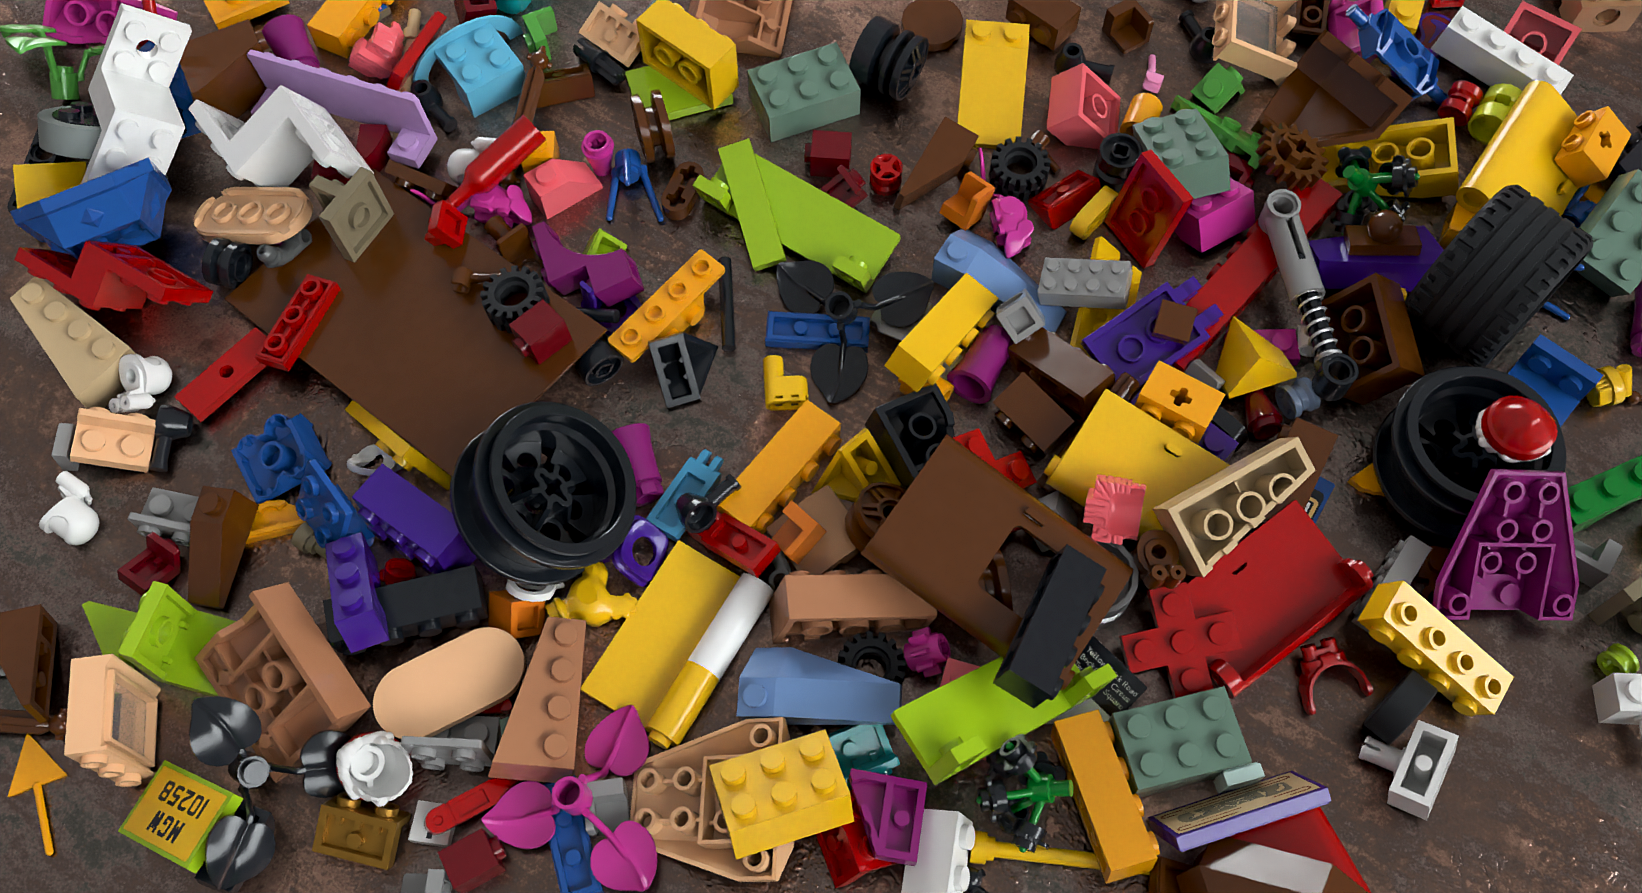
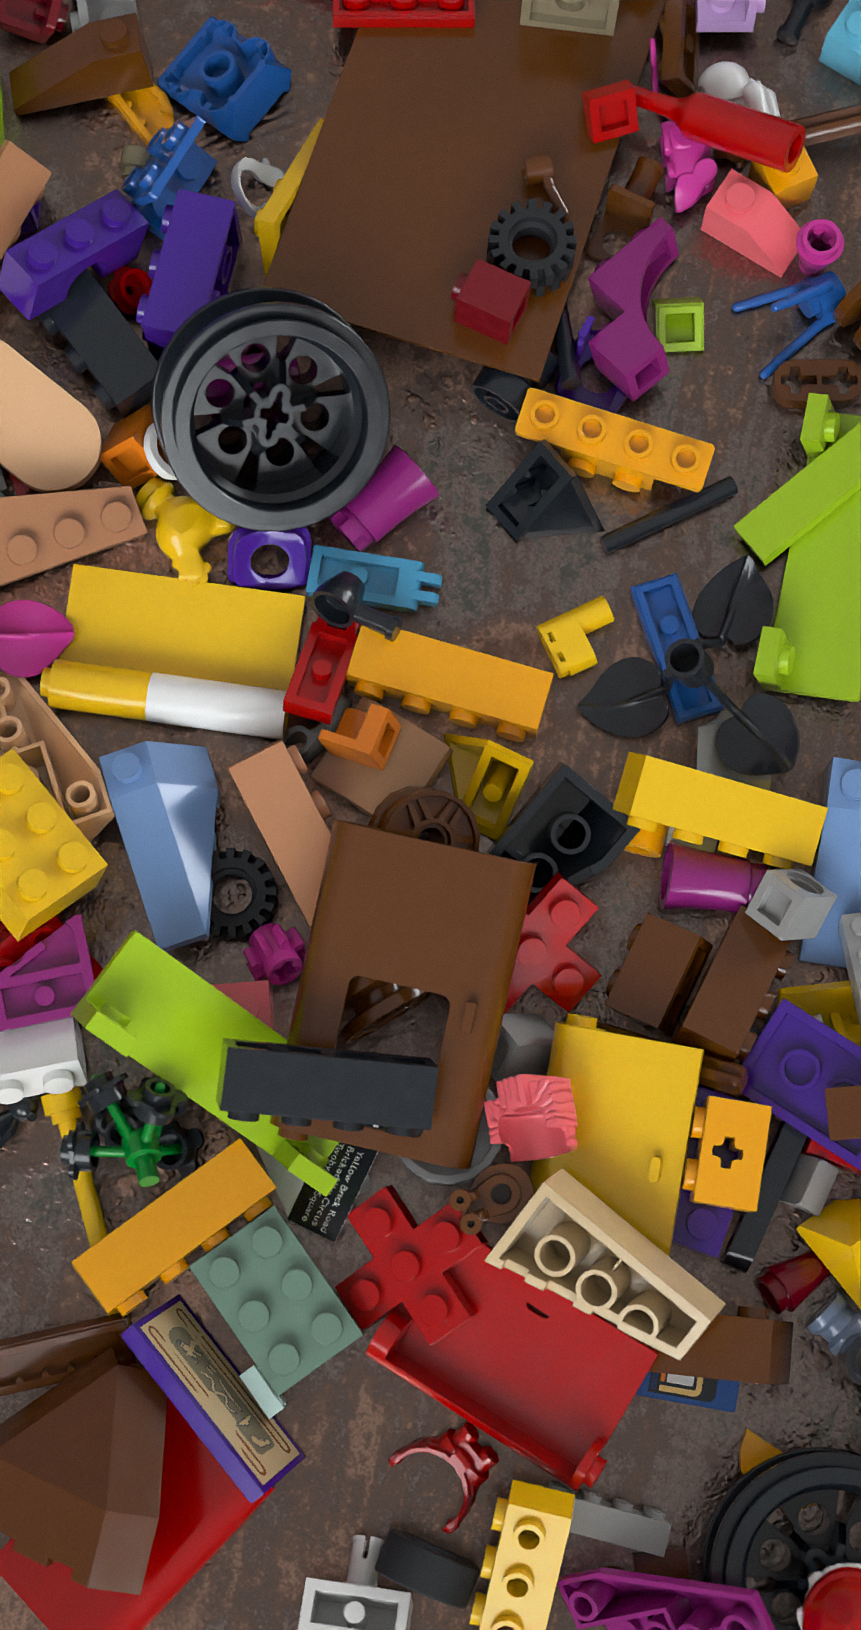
camera: 70 degrees right, 15 degrees up
(863, 749) = (111, 911): teal bracket -> none

